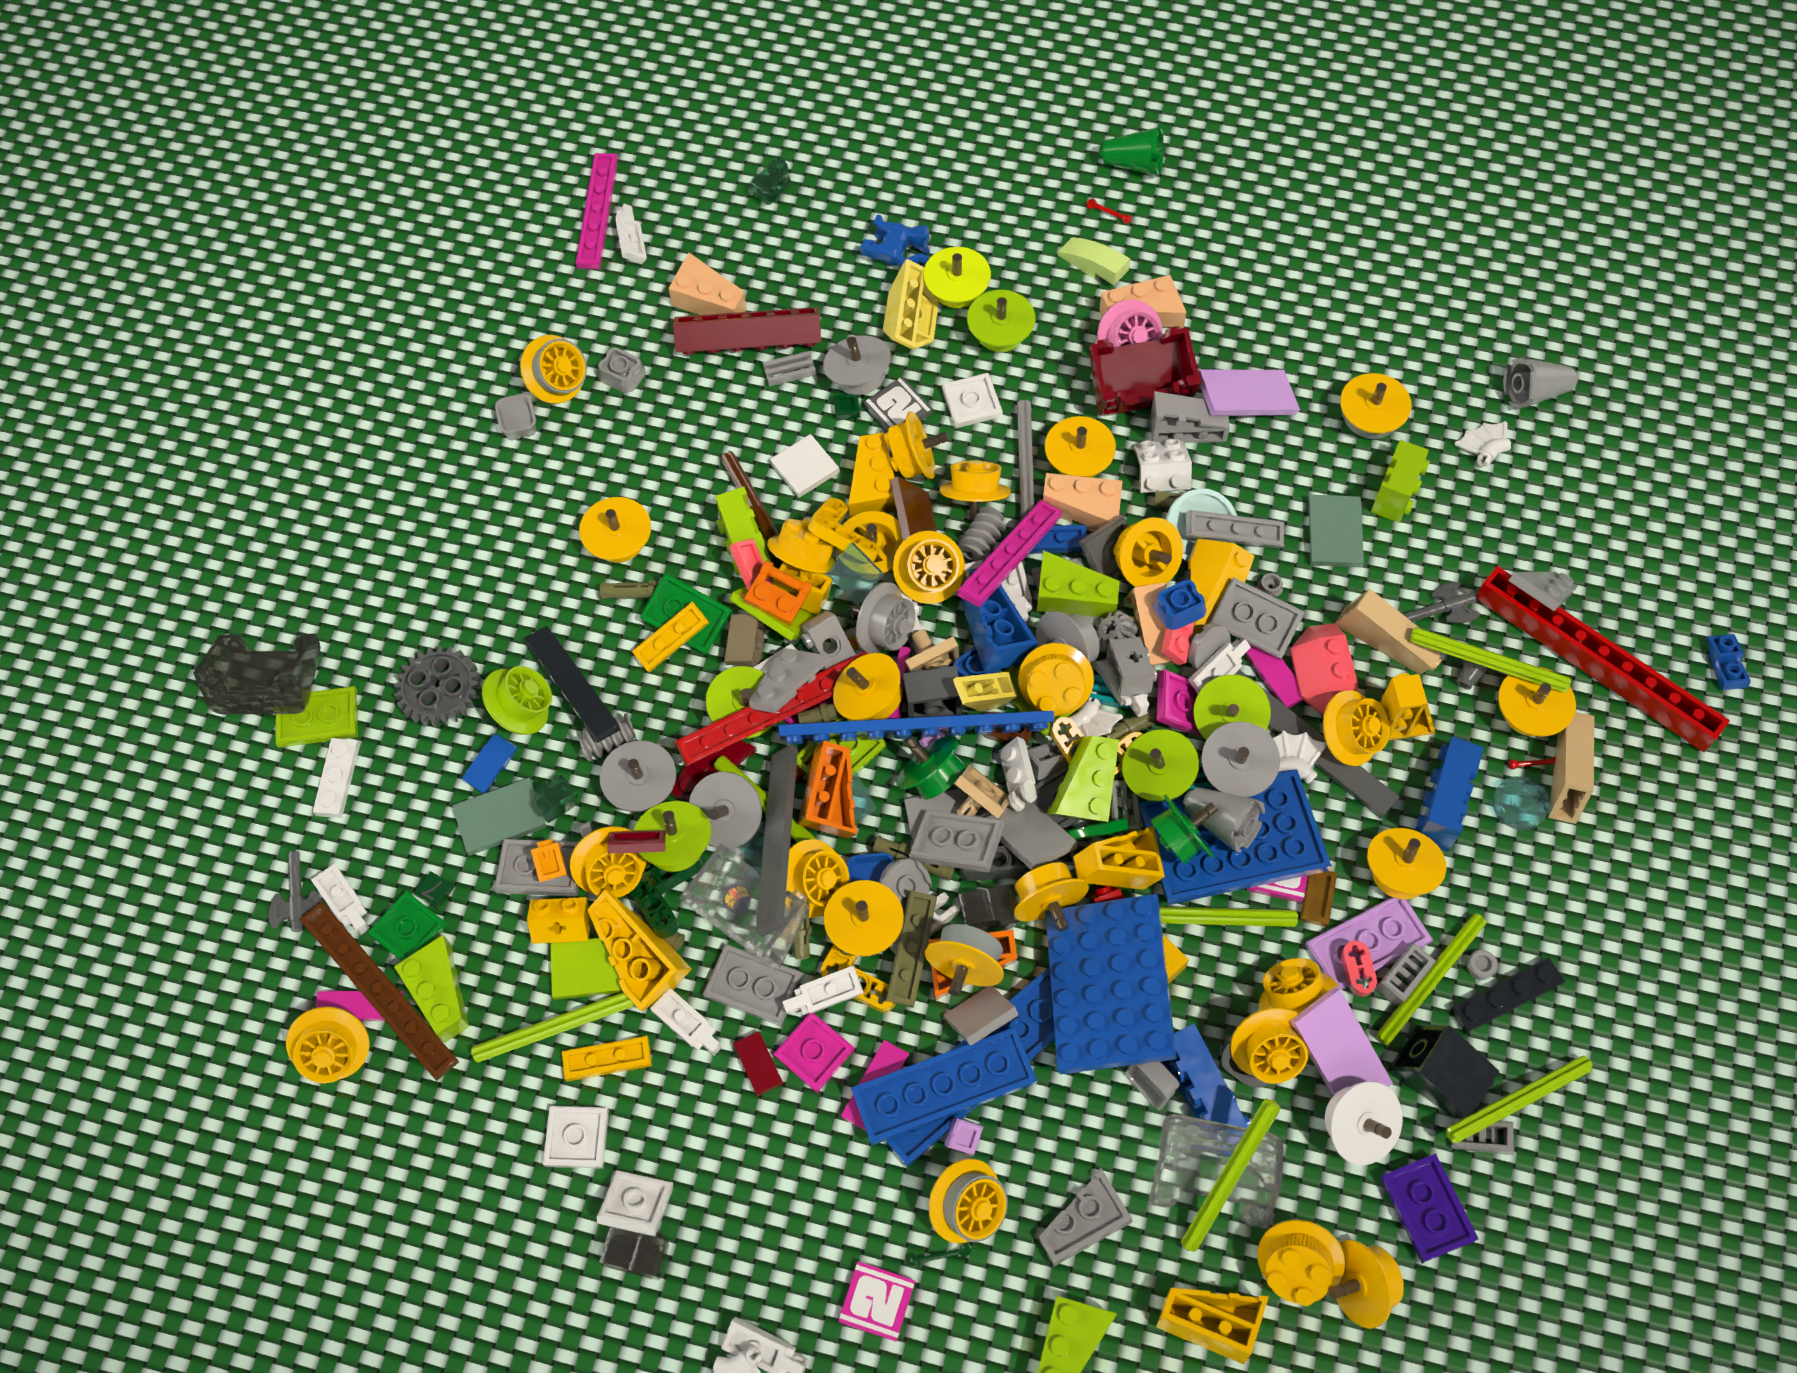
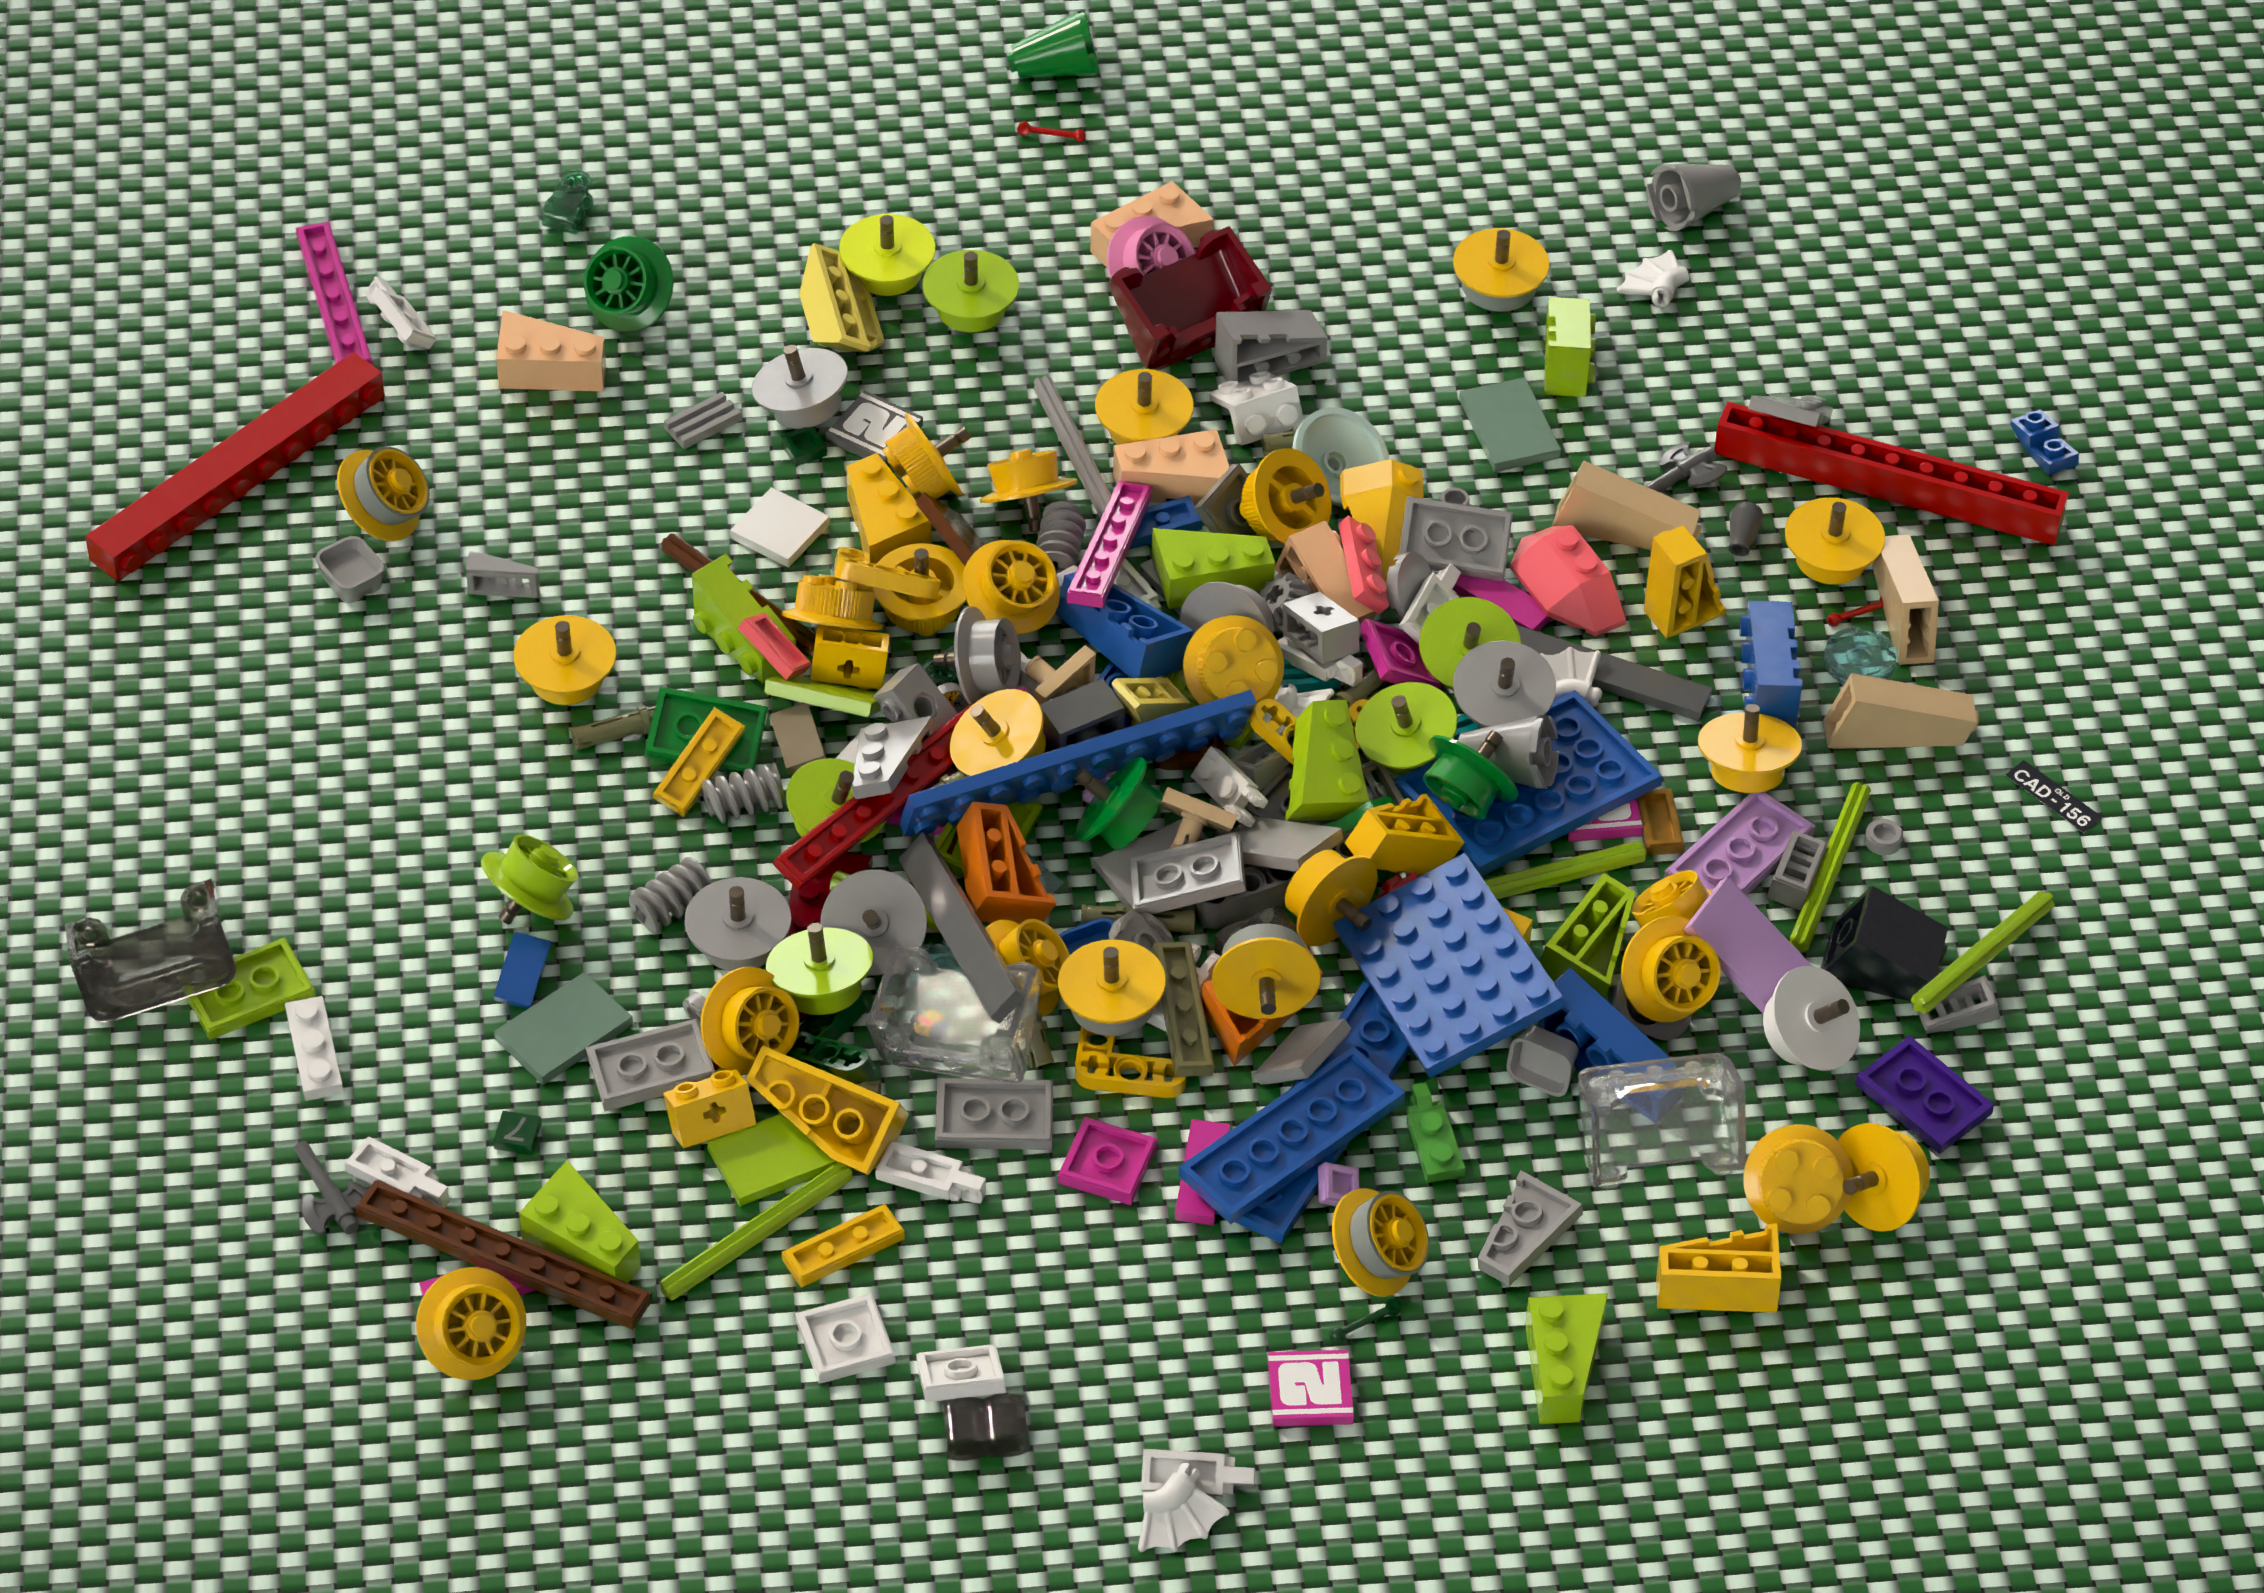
camera: 25 degrees left, 15 degrees down
(407, 927) = (503, 1180): green plate -> none
(447, 704) = (404, 904): dark grey gear -> none
(479, 319) = (234, 466): none -> red brick
(548, 860) = (667, 1041): light orange bracket -> none
(553, 798) = (633, 980): clear green brick -> none
(572, 684) = (595, 846): black tile -> none
(603, 450) = (491, 577): none -> light grey slope
(621, 370) = (469, 479): light grey piece -> none
(637, 841) = (785, 971): dark red tile -> none
(689, 671) = (743, 792): none -> light grey piece
(746, 330) = (627, 384): dark red brick -> none
(758, 1063) = (1042, 1192): dark red tile -> none
(775, 600) = (826, 671): orange plate -> none
(777, 253) = (628, 283): none -> green piece
(825, 992) = (1095, 1085): white hinge -> none
(855, 573) = (920, 615): clear light blue piece -> none
(895, 241) = (778, 234): blue animal -> none
(972, 400) = (969, 396): white tile -> none
(1050, 1114) = (1433, 1137): none -> bright green hinge
(1095, 259) = (1060, 190): yellowish green slope -> none
(1179, 605) = (1357, 536): blue piece -> none
(1226, 990) = (1591, 935): none -> lime wedge
(1230, 1175) = (1680, 1106): lime axle -> none
(1234, 529) = (1409, 447): light grey tile -> none
(1248, 392) = (1333, 292): lavender tile -> none
(1352, 969) = (1744, 873): coral beam -> none
(1355, 727) = (1629, 620): yellow piece -> none
(1490, 659) = (1757, 501): lime axle -> none
(1507, 995) = (1931, 855): black plate -> none
(1530, 868) = (1897, 714): none -> tan slope
(1626, 970) = (2053, 796): none -> black sticker

